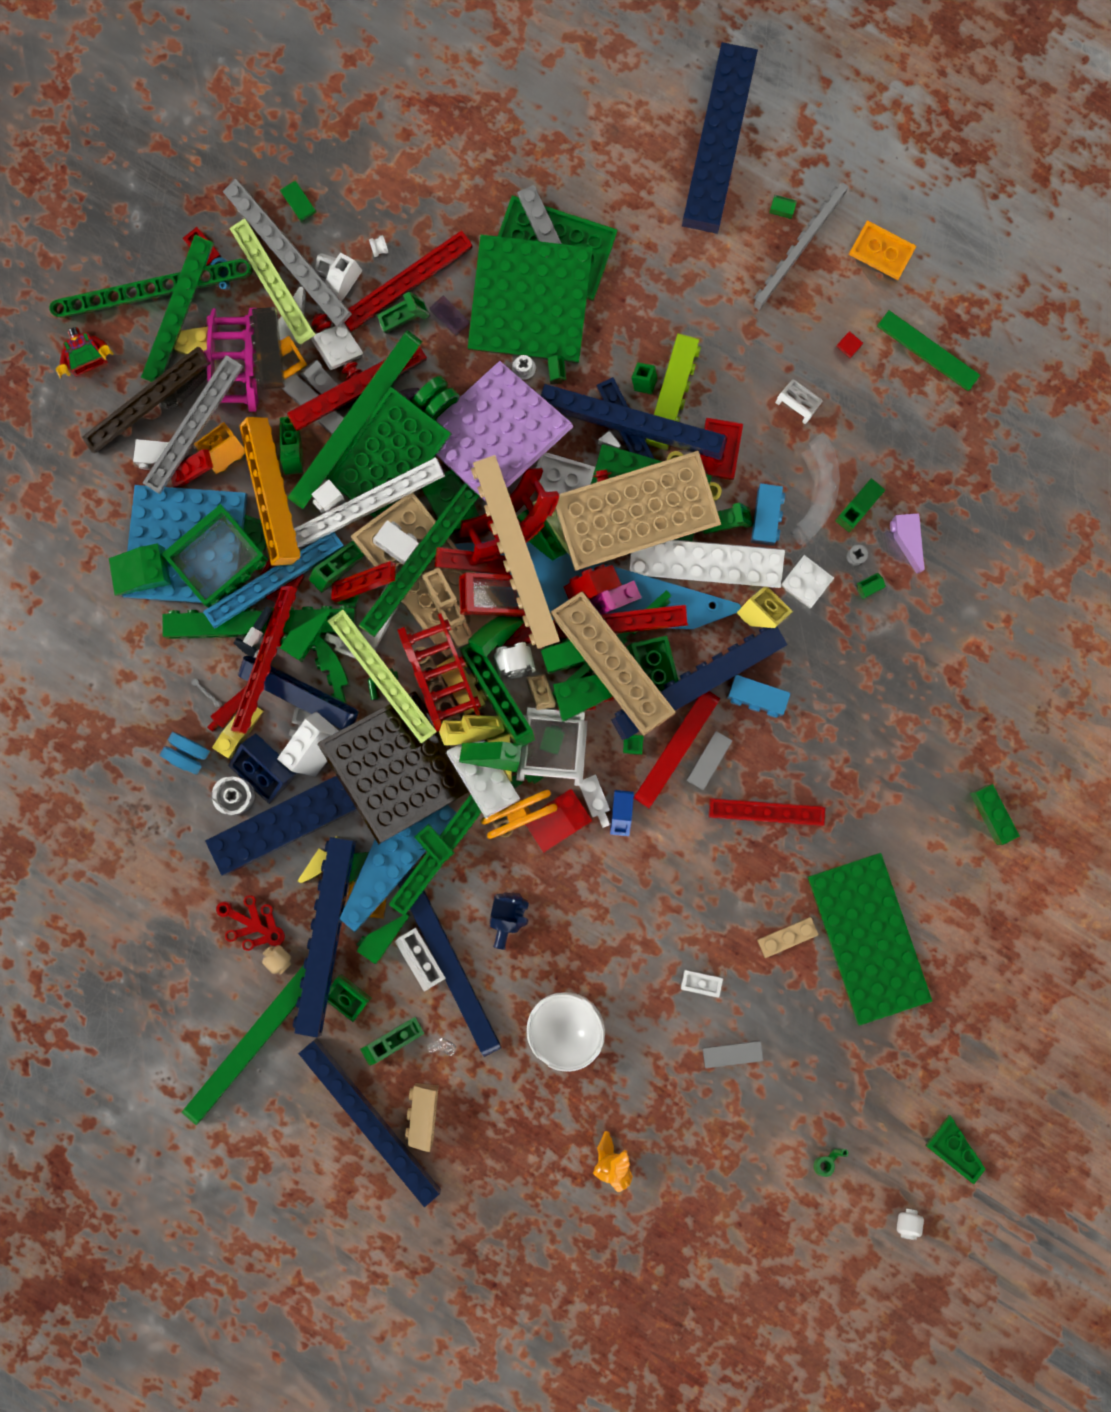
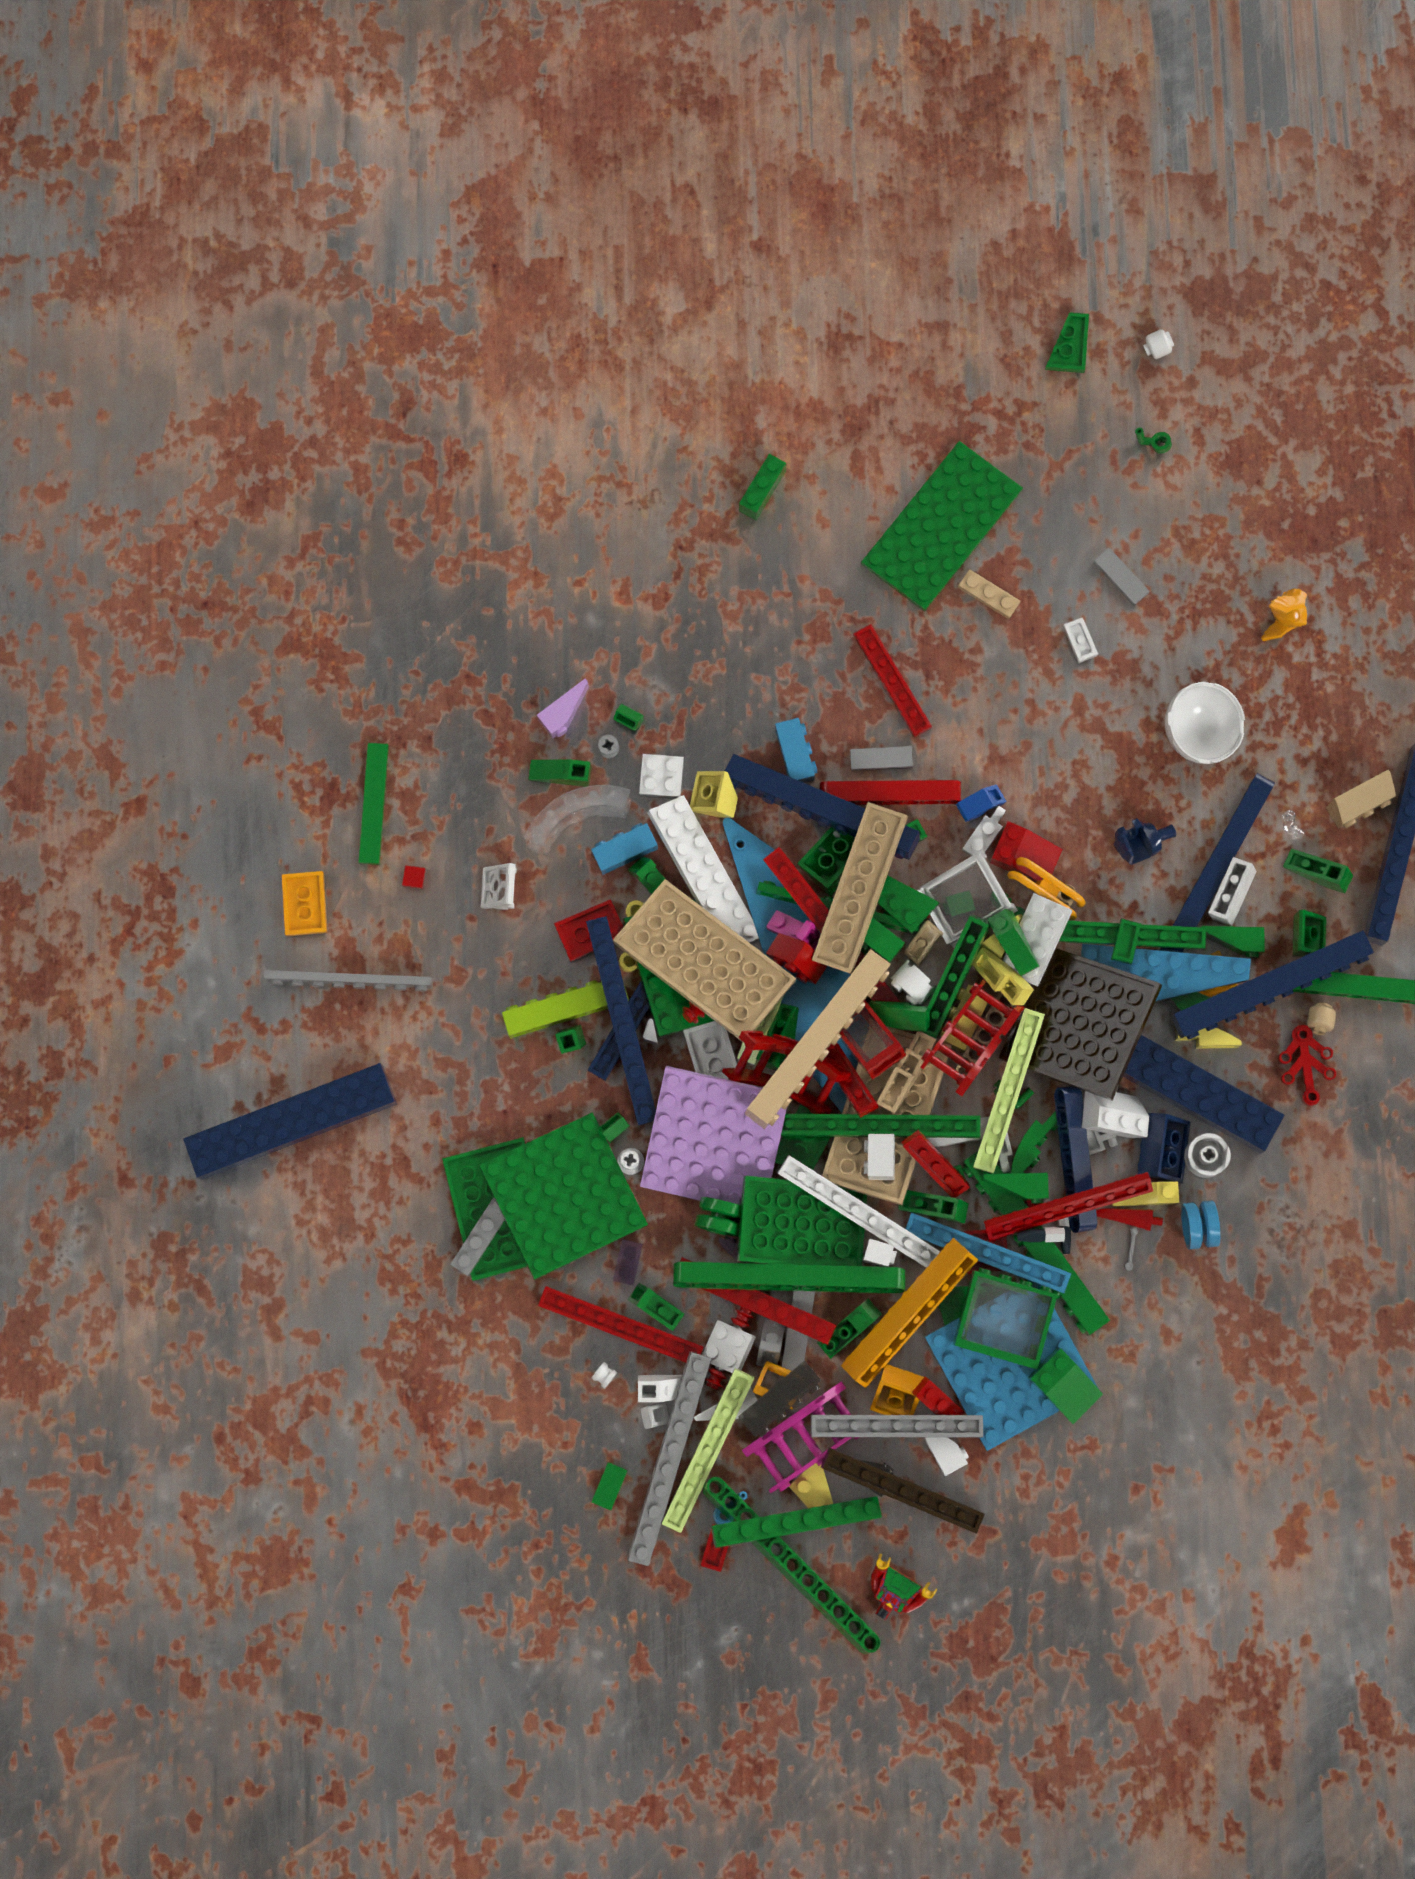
camera: 120 degrees left, 5 degrees down
(783, 206) = (319, 1020): green piece -> none

